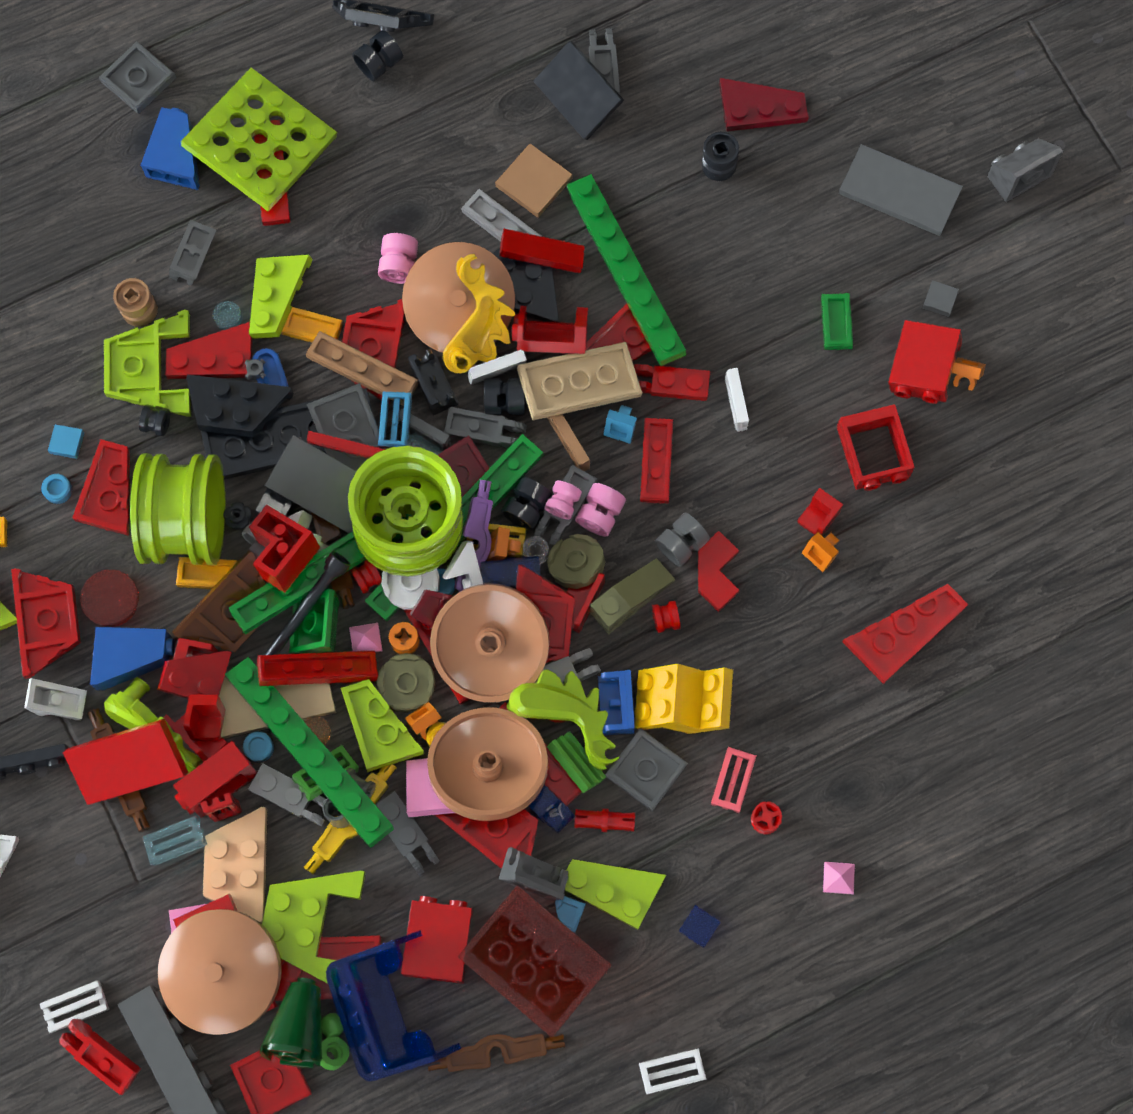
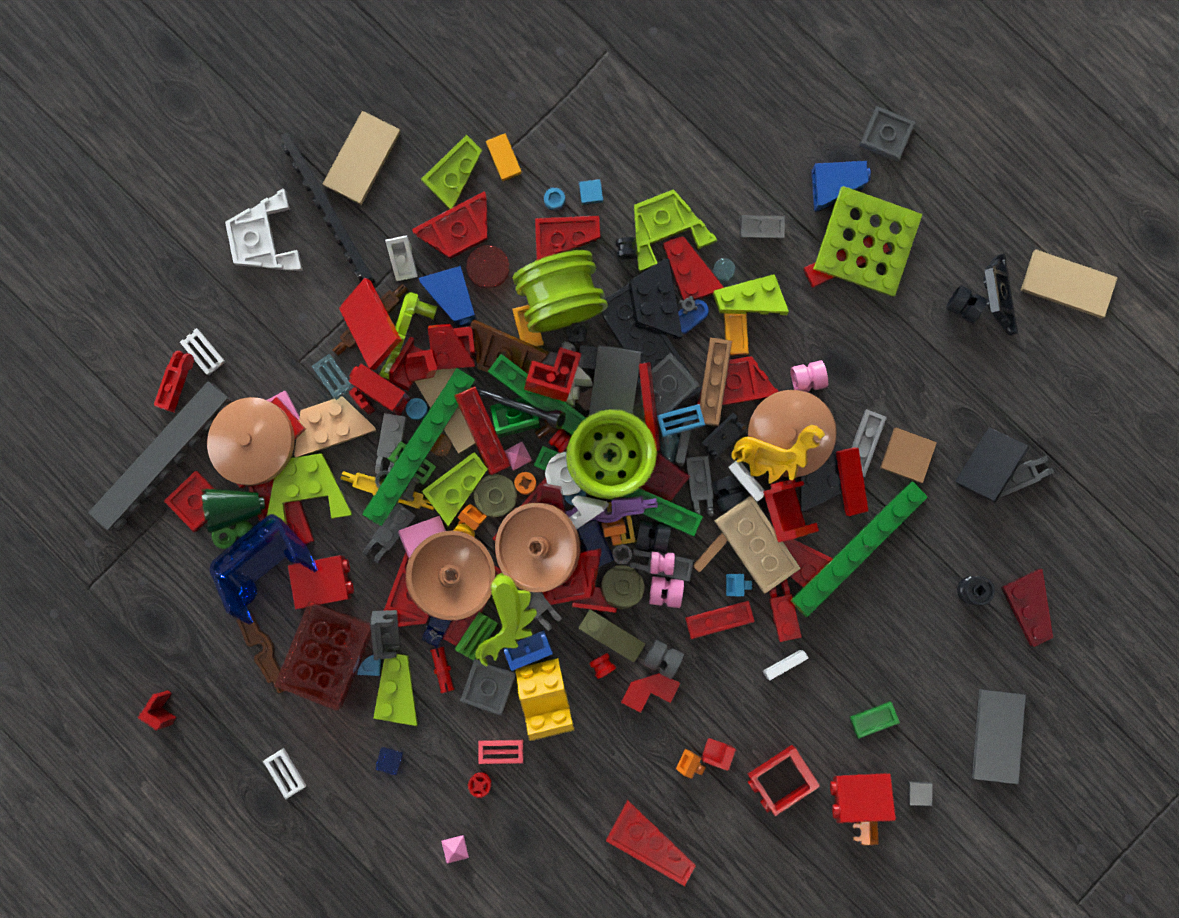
camera: 65 degrees right, 10 degrees up
(135, 302) = (709, 200): medium nougat wheel -> none
(1024, 167) = (1049, 828): flat silver slope -> none

